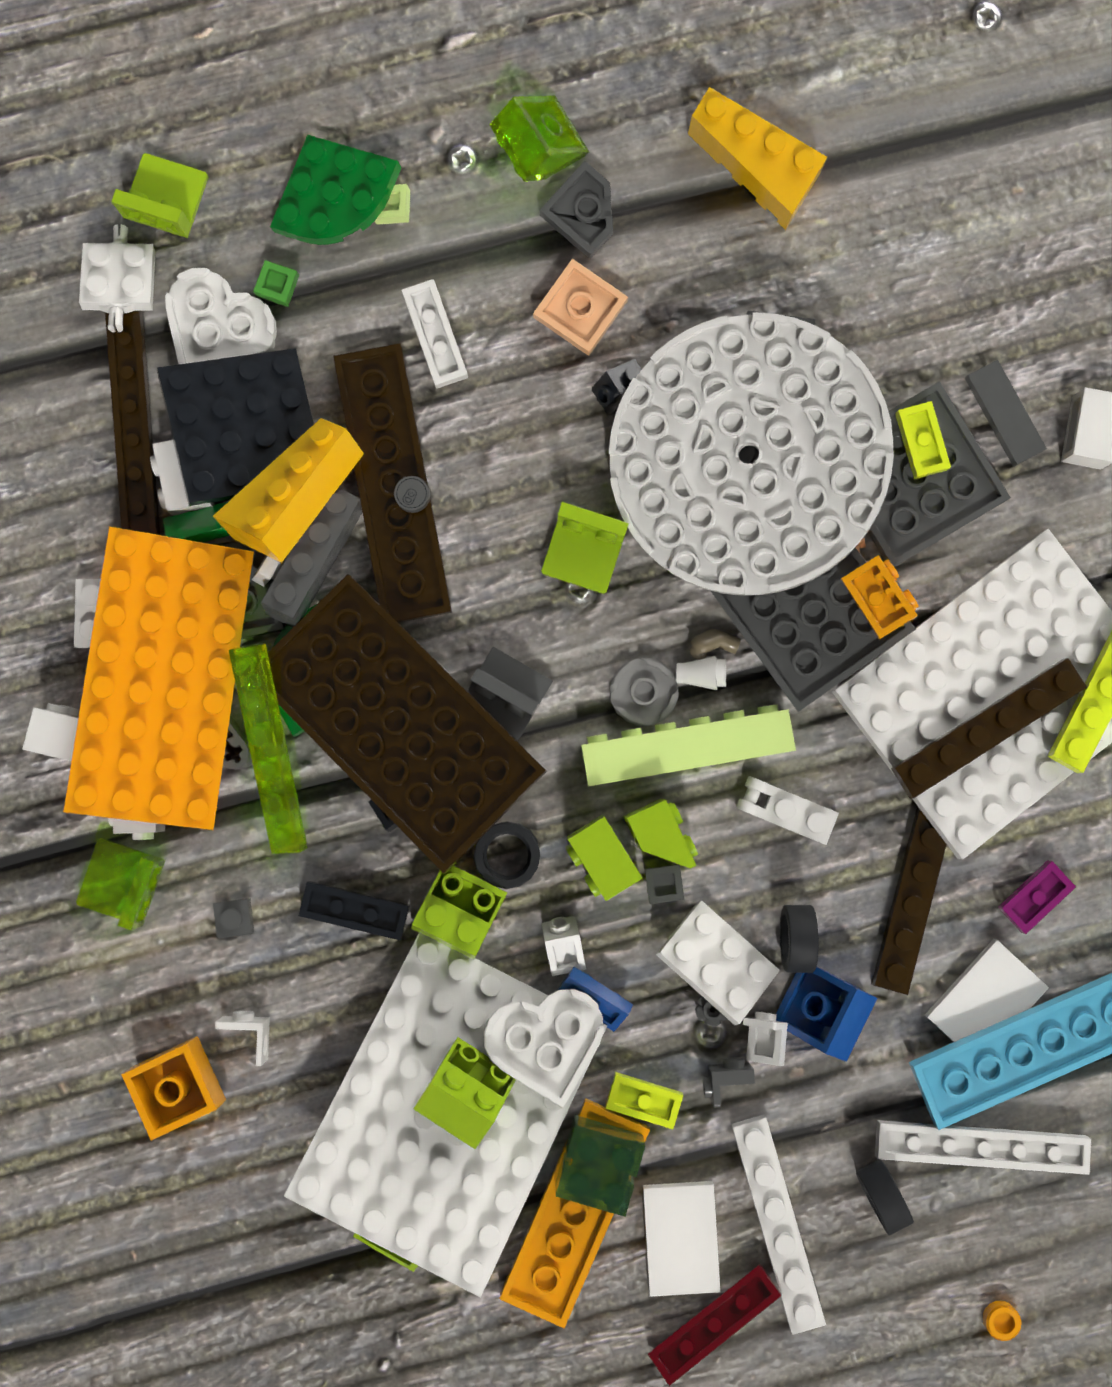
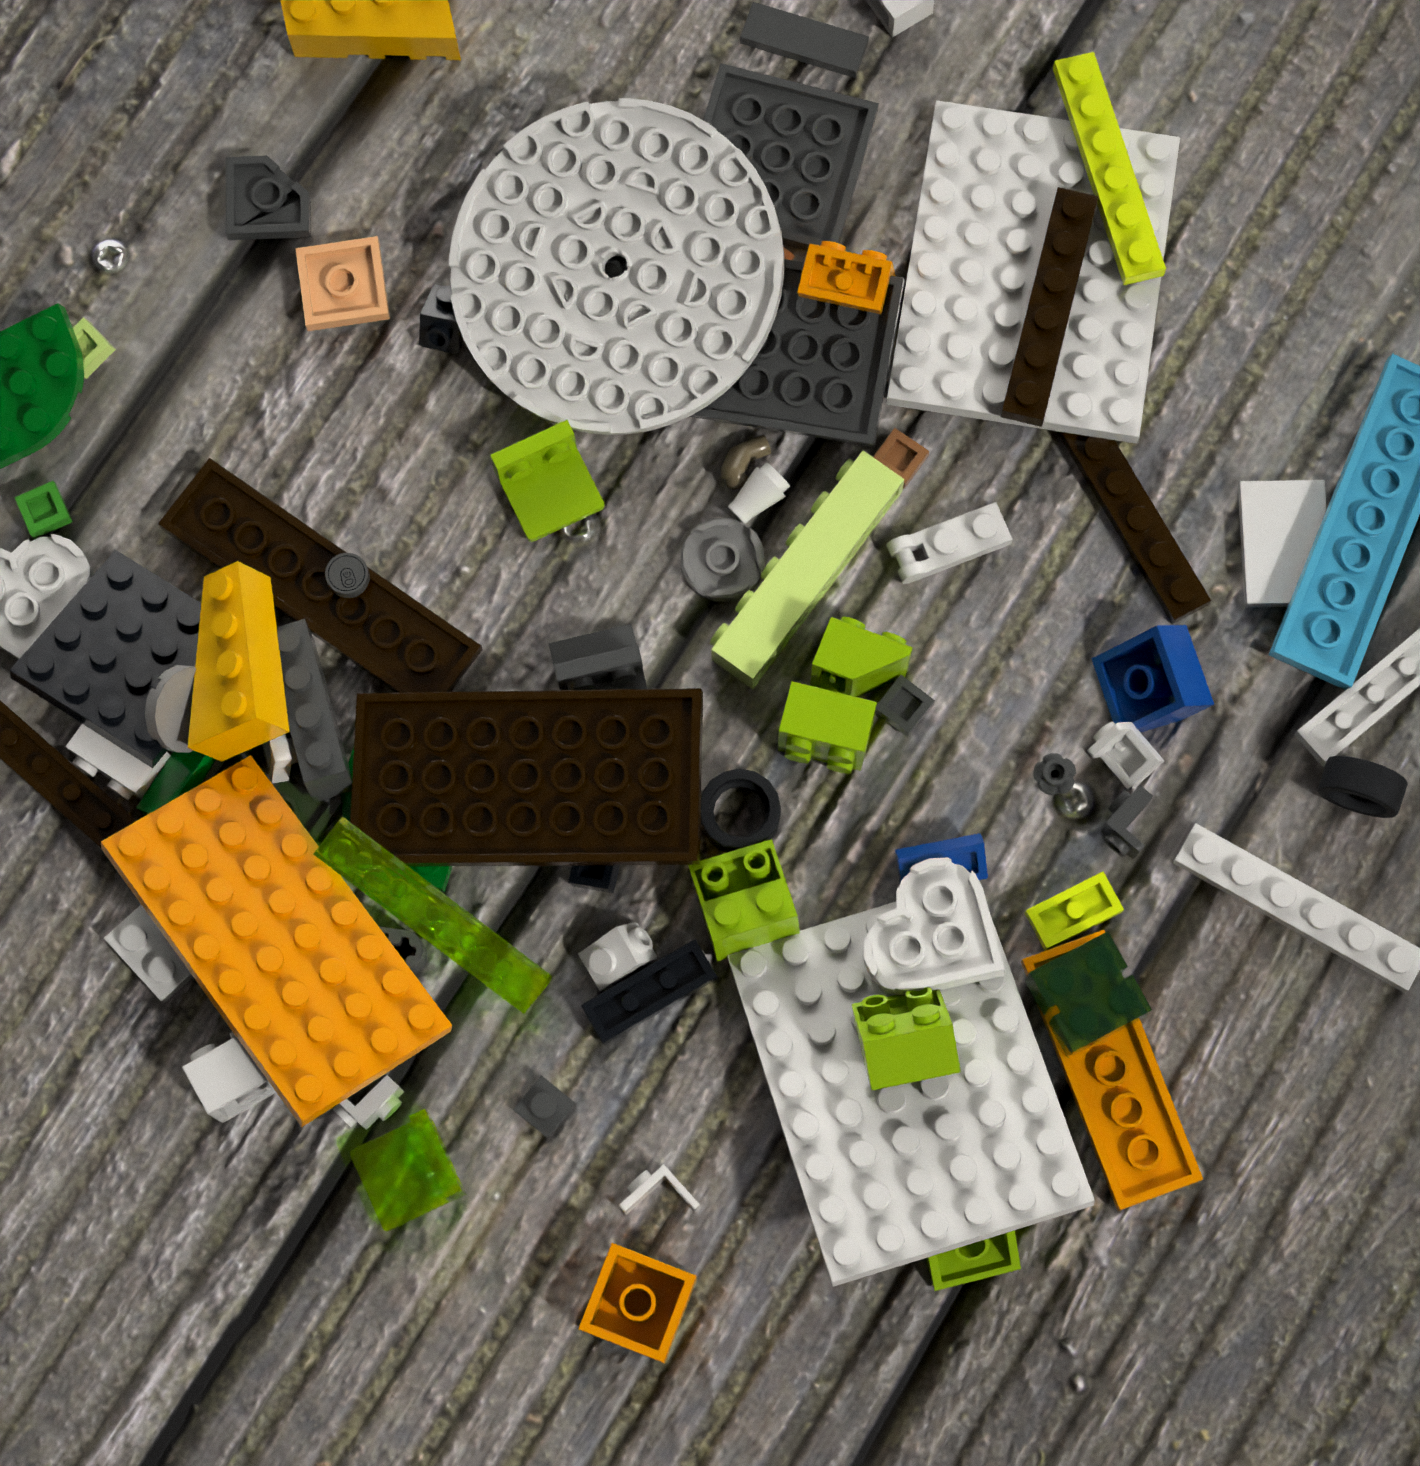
camera: 35 degrees left, 10 degrees down
(226, 480) = (170, 708): none -> light grey tile
(357, 871) = (618, 954): none -> white bracket
(434, 333) = (232, 423): white plate -> none
(537, 136) = (163, 175): clear neon green slope -> none
(563, 945) = (868, 843): white bracket -> none
(681, 1238) = (1228, 1003): white tile -> none
(714, 1324) = (1331, 1047): dark red plate -> none
(718, 962) = (1018, 728): white plate -> none
(799, 938) = (1066, 636): black tyre -> none
(809, 731) = (902, 455): none -> medium nougat plate
(922, 440) = (754, 122): neon yellow plate -> none
(1036, 897) = (1236, 413): magenta plate -> none

